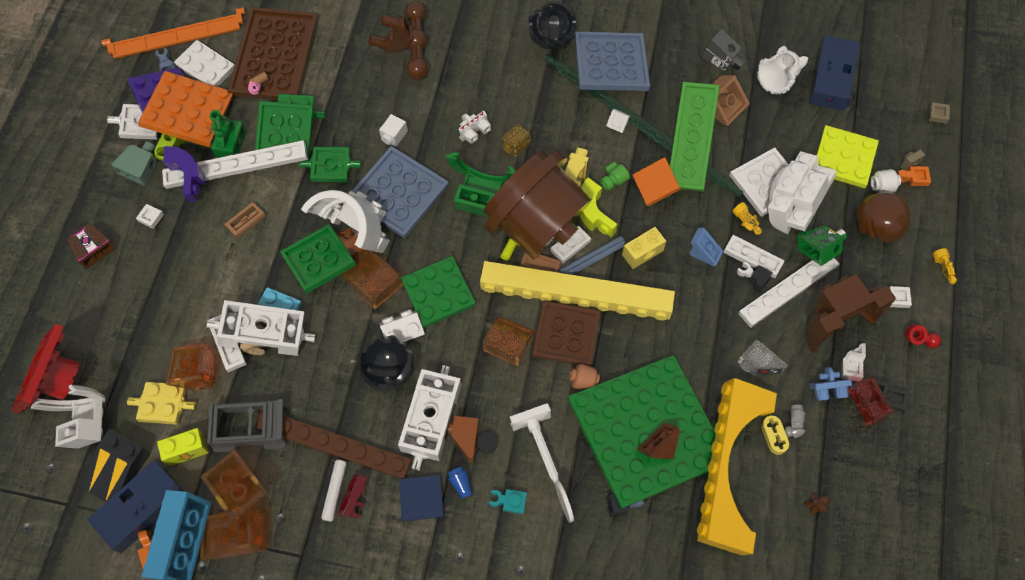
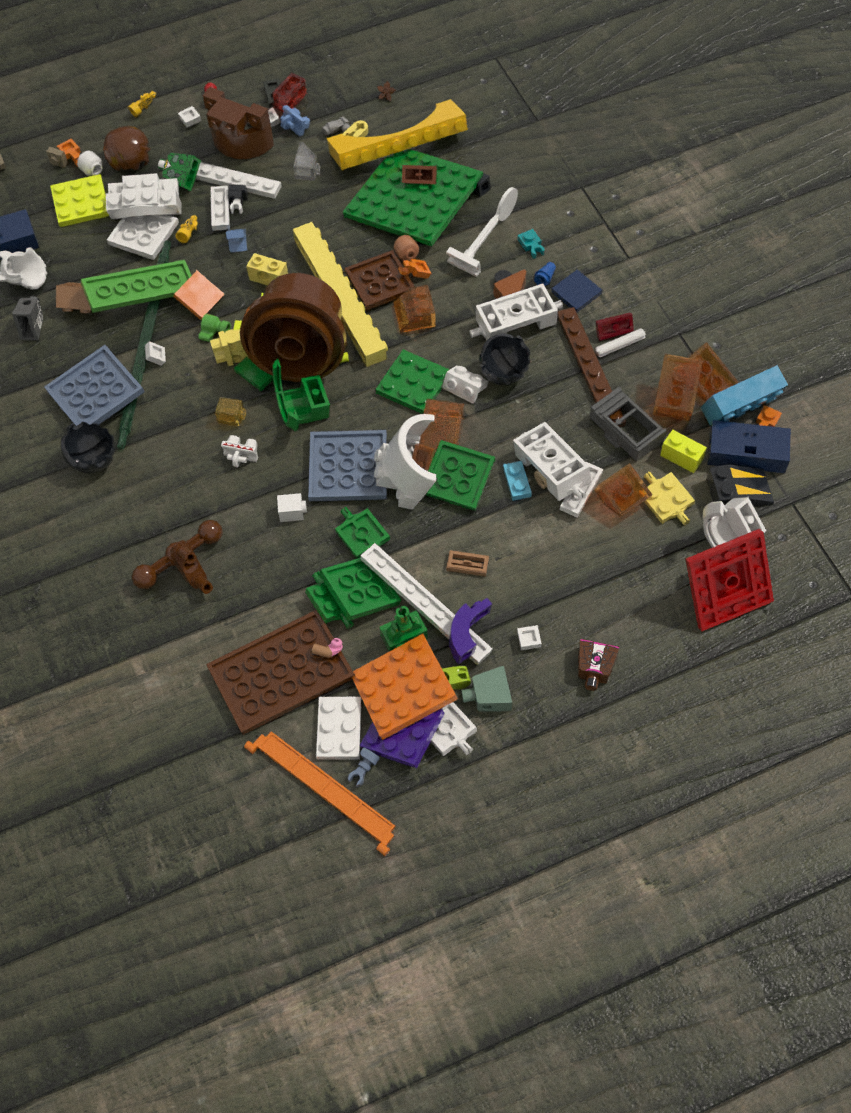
camera: 125 degrees left, 5 degrees down
(552, 371) = (416, 267): none -> orange plate

